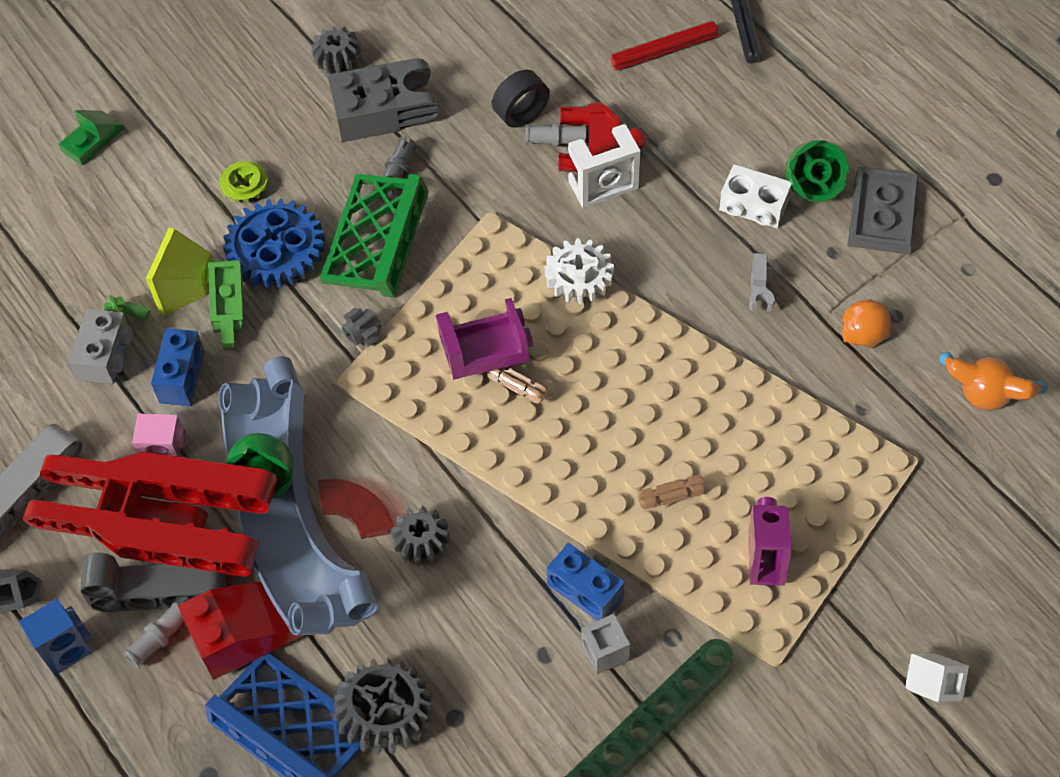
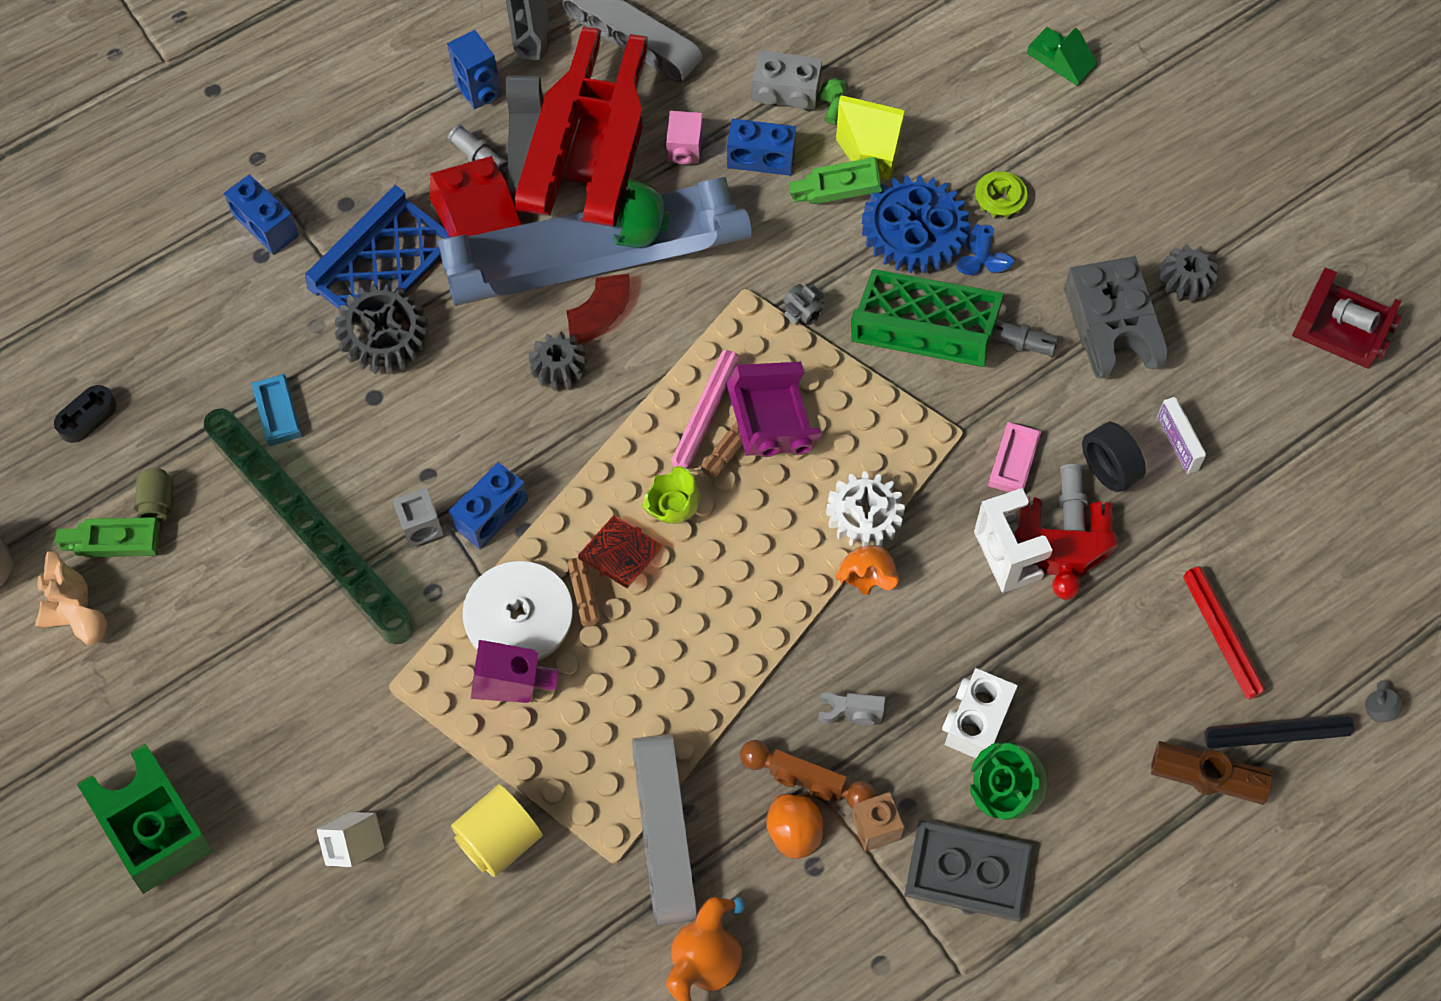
camera: 90 degrees right, 5 degrees up
(310, 188) = (979, 244): none -> blue plant
(477, 401) = (705, 410): none -> bright pink axle
(493, 61) = (1181, 435): none -> tile
(513, 176) = (1014, 457): none -> bright pink tile
(575, 416) = (673, 496): none -> lime hair
(629, 269) = (867, 568): none -> orange hair
(630, 462) = (620, 551): none -> clear red piece
(718, 563) = (515, 585): none -> white piece
(784, 54) = (1234, 777): none -> reddish brown piece
(811, 351) = (794, 771): none -> dark orange plate
(858, 263) = (877, 821): none -> medium nougat brick
(889, 414) = (664, 830): none -> light grey beam
(916, 544) = (495, 831): none -> light yellow piece

